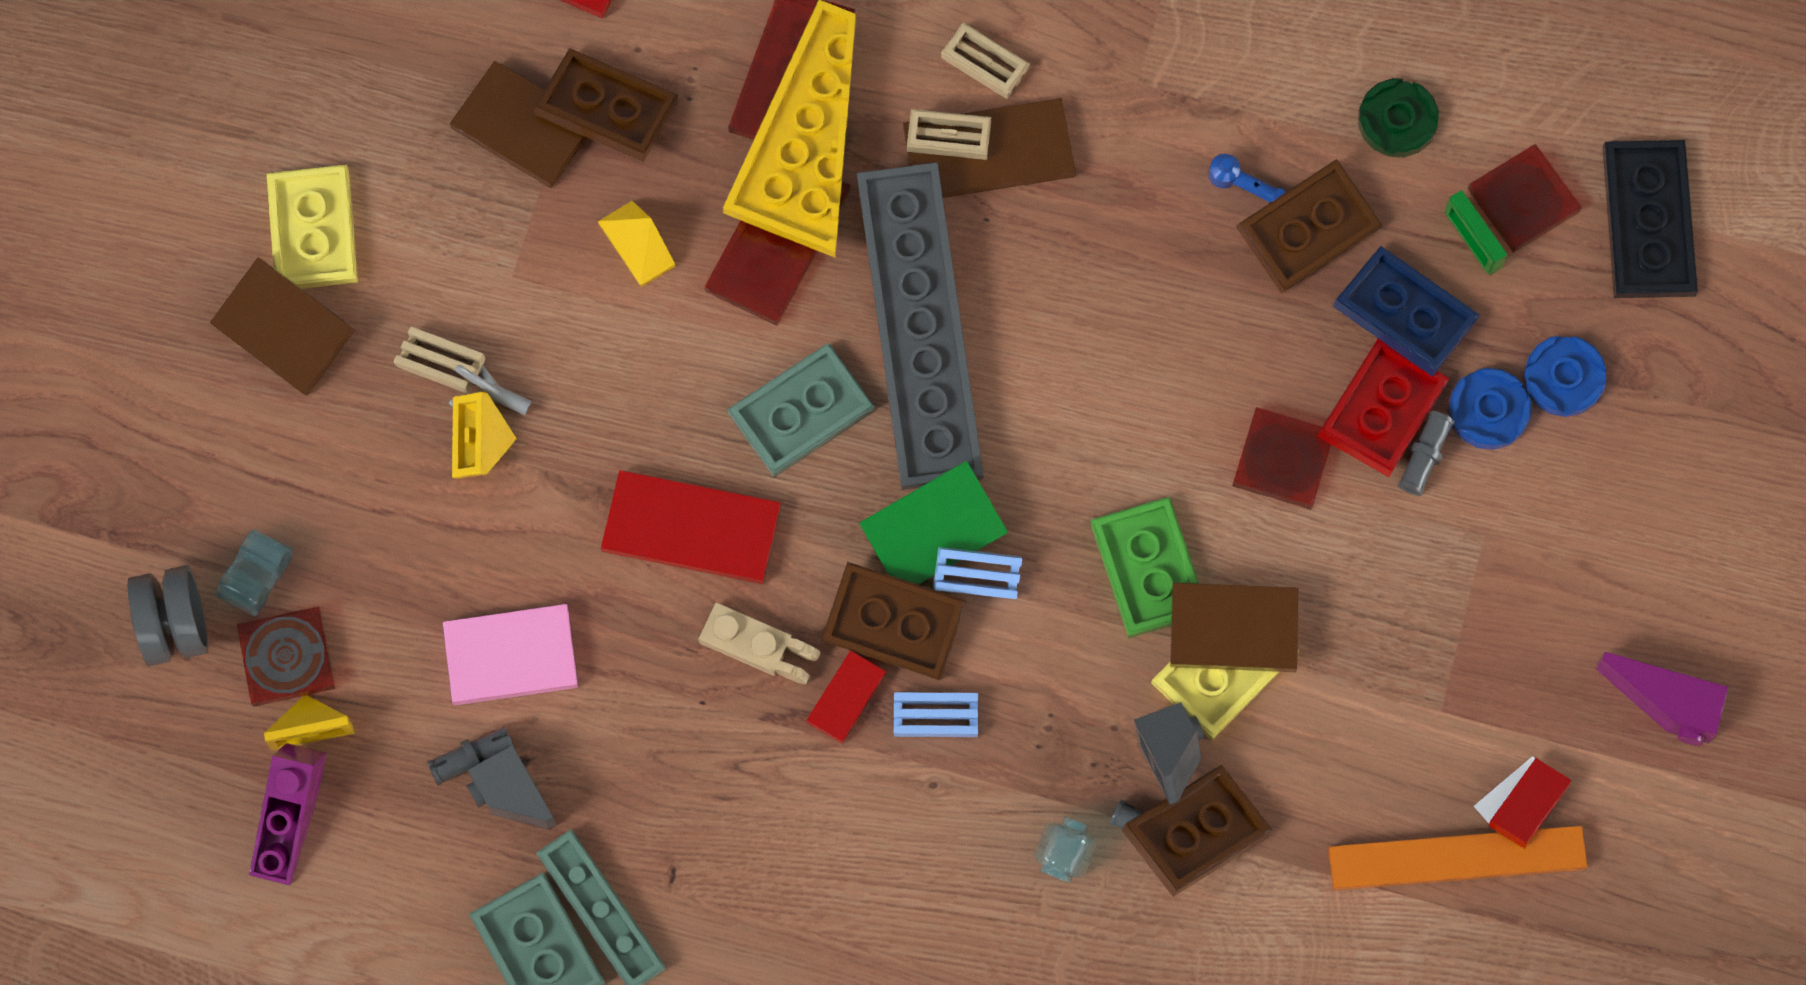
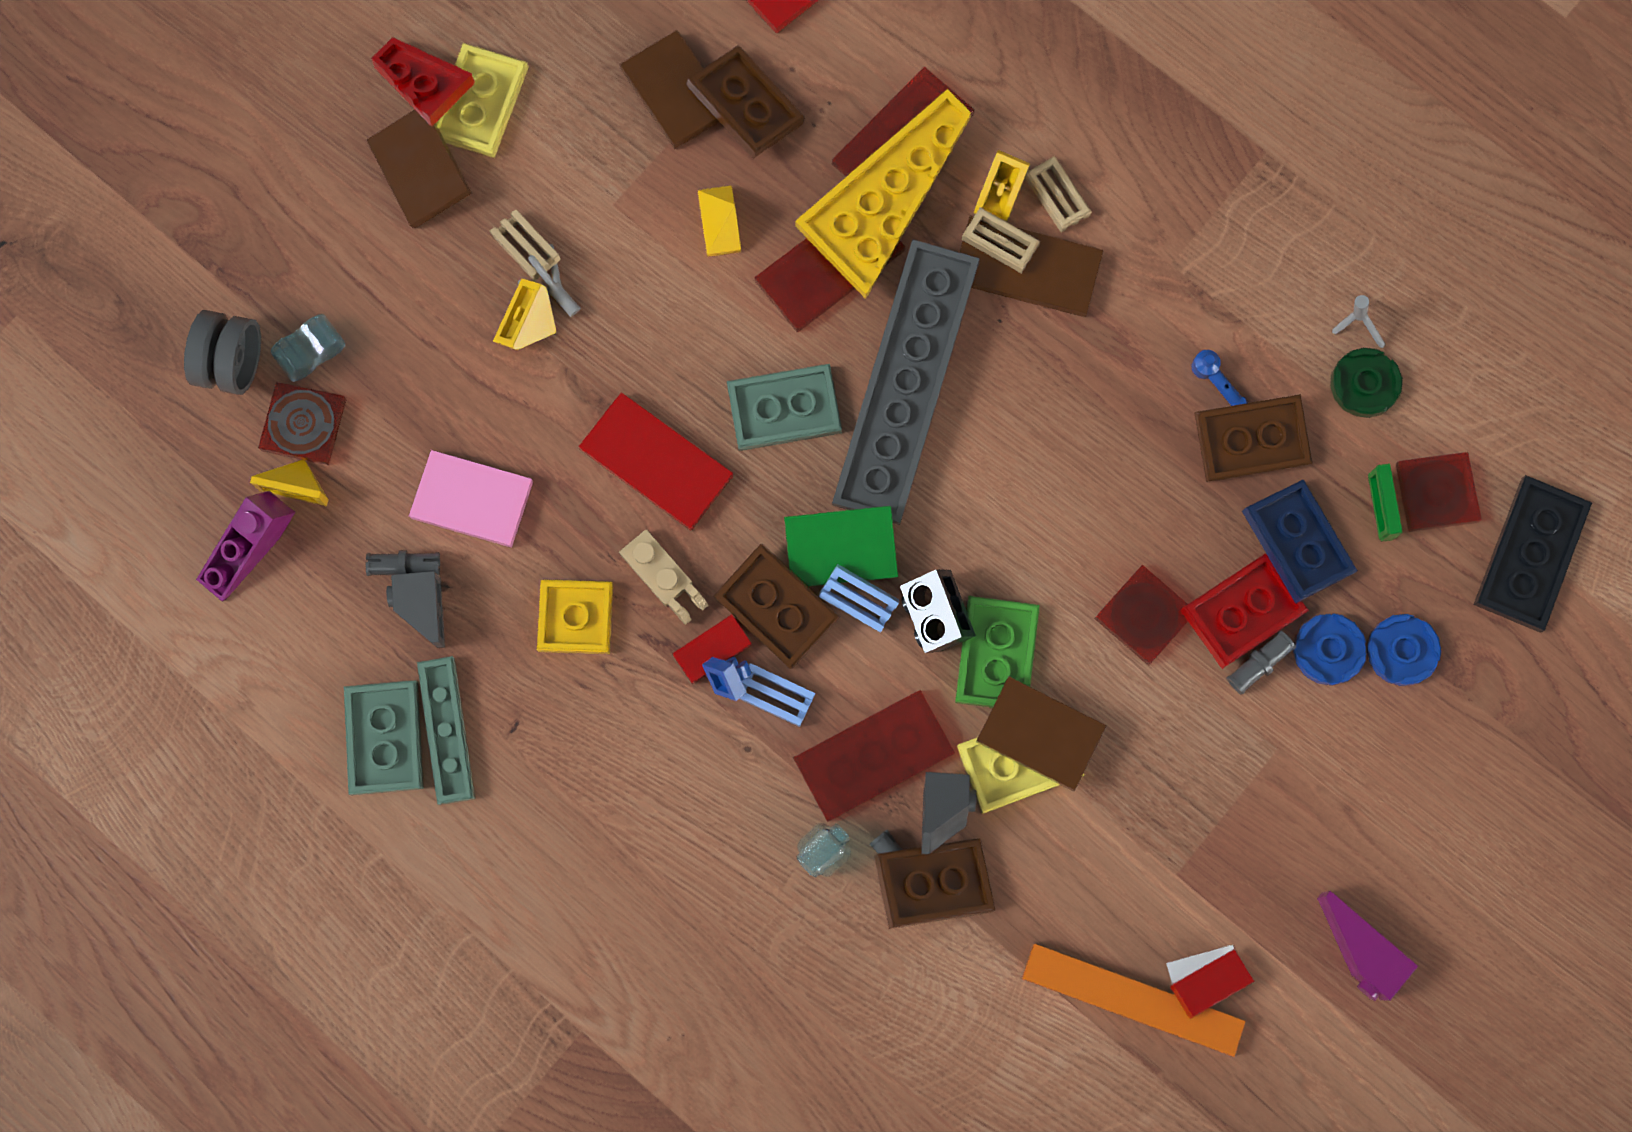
camera: 25 degrees right, 5 degrees up
(242, 230) = (422, 79): none -> red wing
(682, 729) = (575, 616): none -> yellow tile
(877, 717) = (727, 676): none -> blue tile
(924, 75) = (1002, 185): none -> yellow slope
(1070, 731) = (873, 756): none -> clear red tile
(1072, 540) = (944, 607): none -> brick
(1358, 49) = (1360, 313): none -> light grey plant

